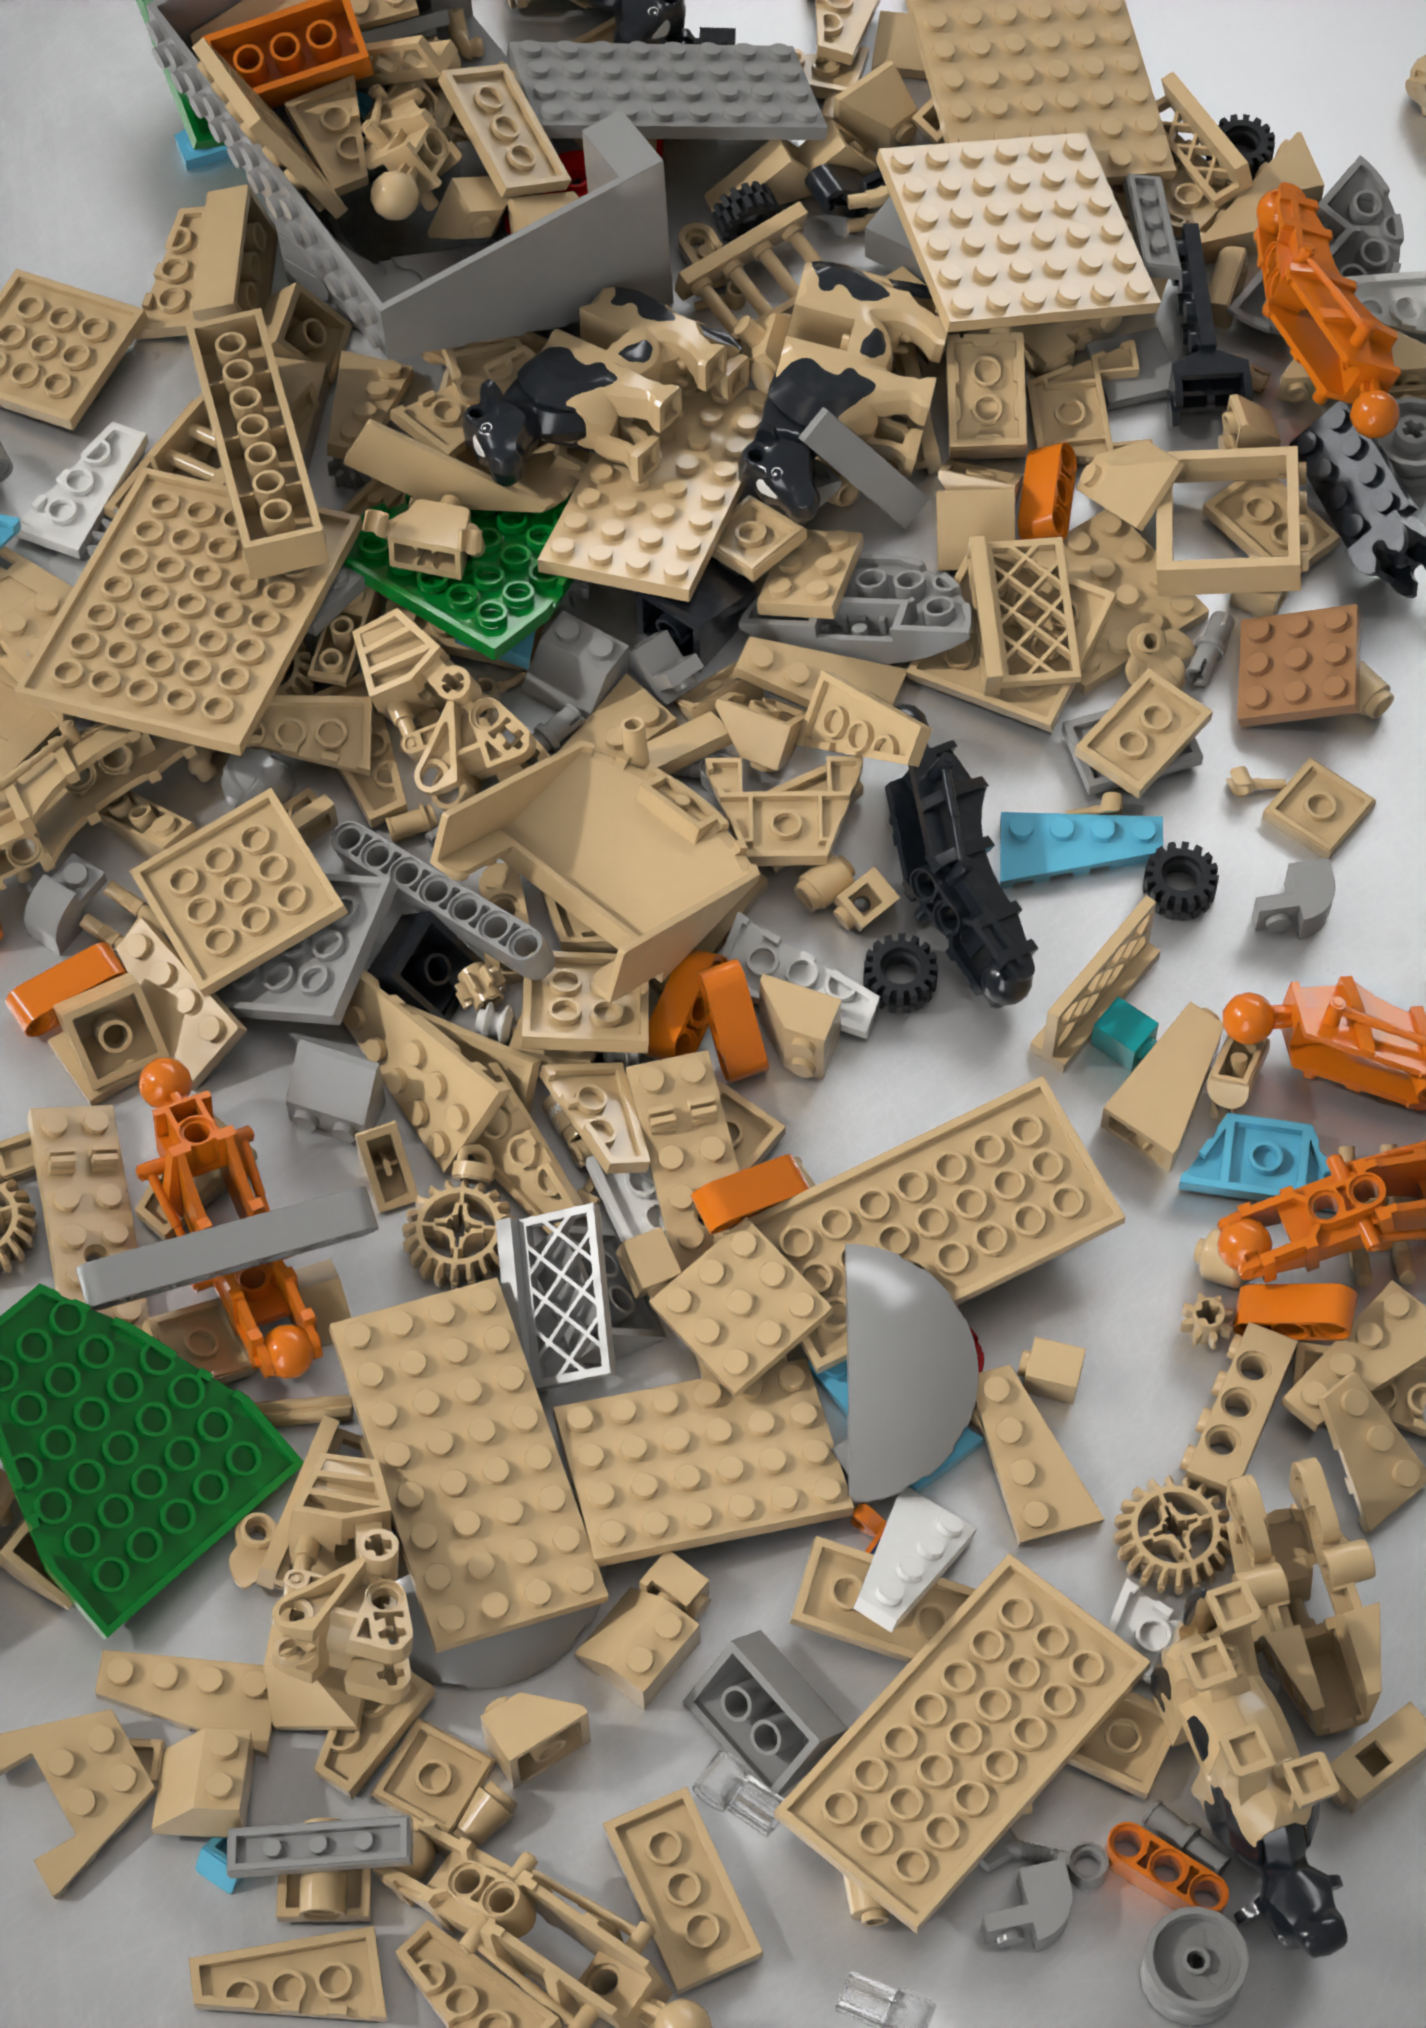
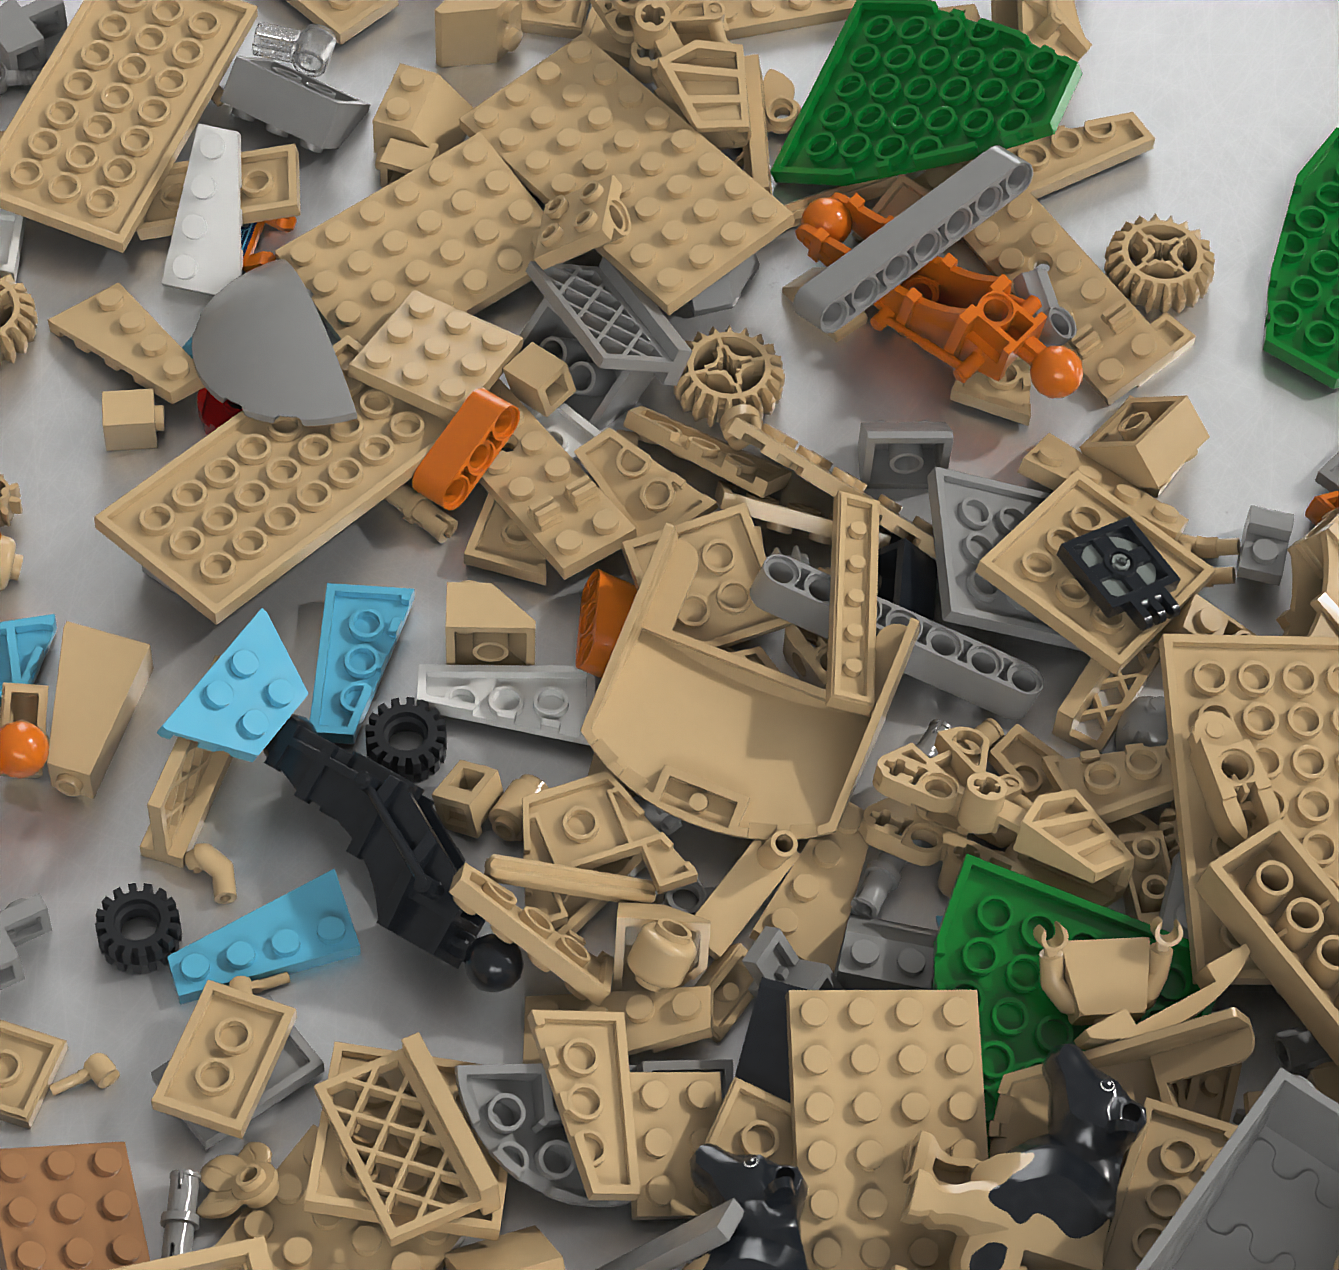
camera: 155 degrees right, 5 degrees down
(34, 999) = (1213, 479): orange beam -> none
(128, 1192) = (1059, 324): none -> light grey piece
(223, 860) = (1123, 573): none -> black piece
(254, 615) = (1220, 746): none -> tan piece
(386, 1166) = (827, 415): tan slope -> none
(400, 482) = (1211, 979): none -> tan slope
(473, 904) = (853, 604): none -> tan tile
(548, 1373) = (581, 222): none -> tan plate
(732, 1021) = (559, 608): orange beam -> none
(767, 685) = (662, 954): none -> tan head
(815, 775) = (569, 880): none -> tan axle
(866, 599) = (592, 1090): none -> tan wing
(917, 1071) = (353, 653): none -> medium azure wing
(1047, 974) = (241, 696): none -> medium azure wing
(1097, 914) = (221, 869): none -> tan arm
(1124, 1034) = (140, 745): teal brick -> none

